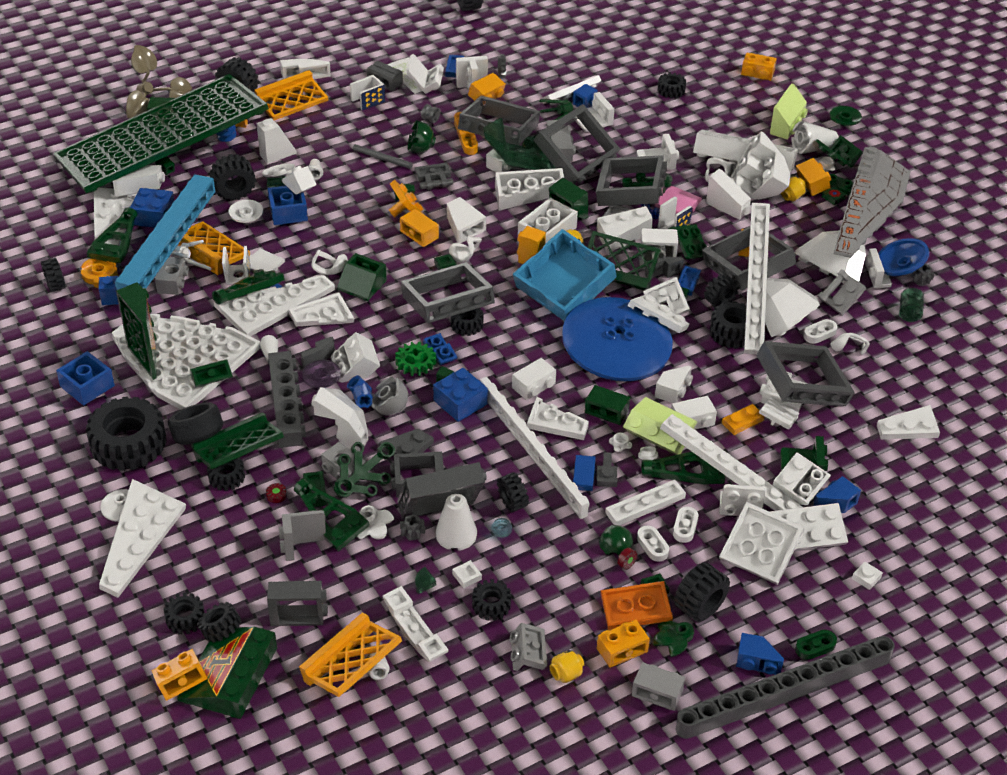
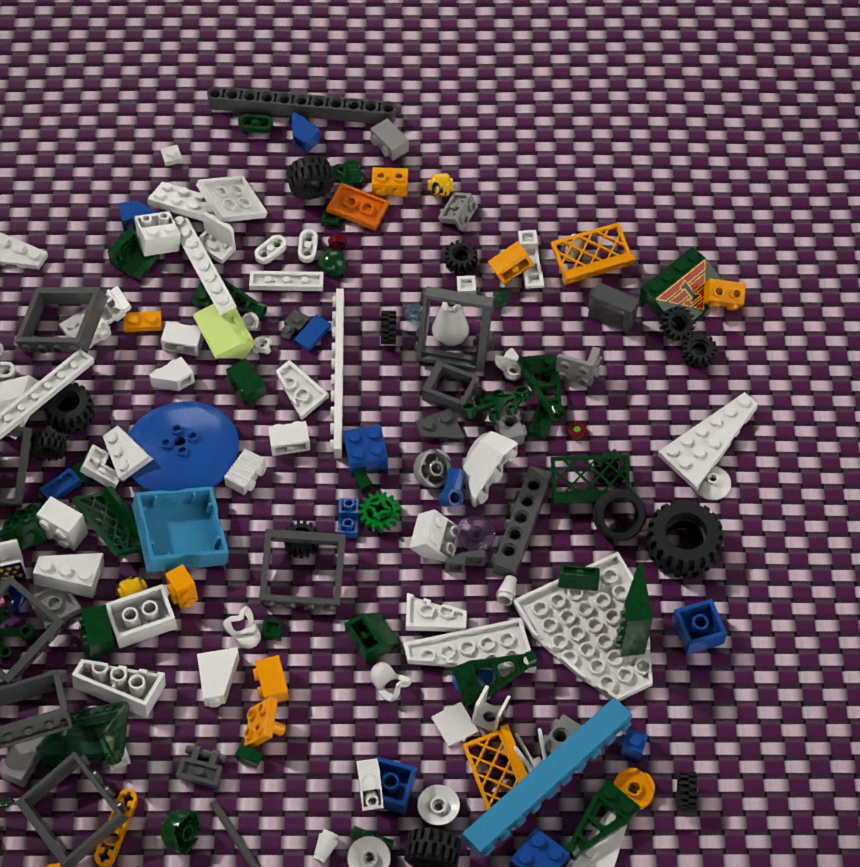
camera: 150 degrees left, 15 degrees up
(433, 604) = (512, 261): none -> light orange brick
(550, 343) = (245, 471): none -> white brick

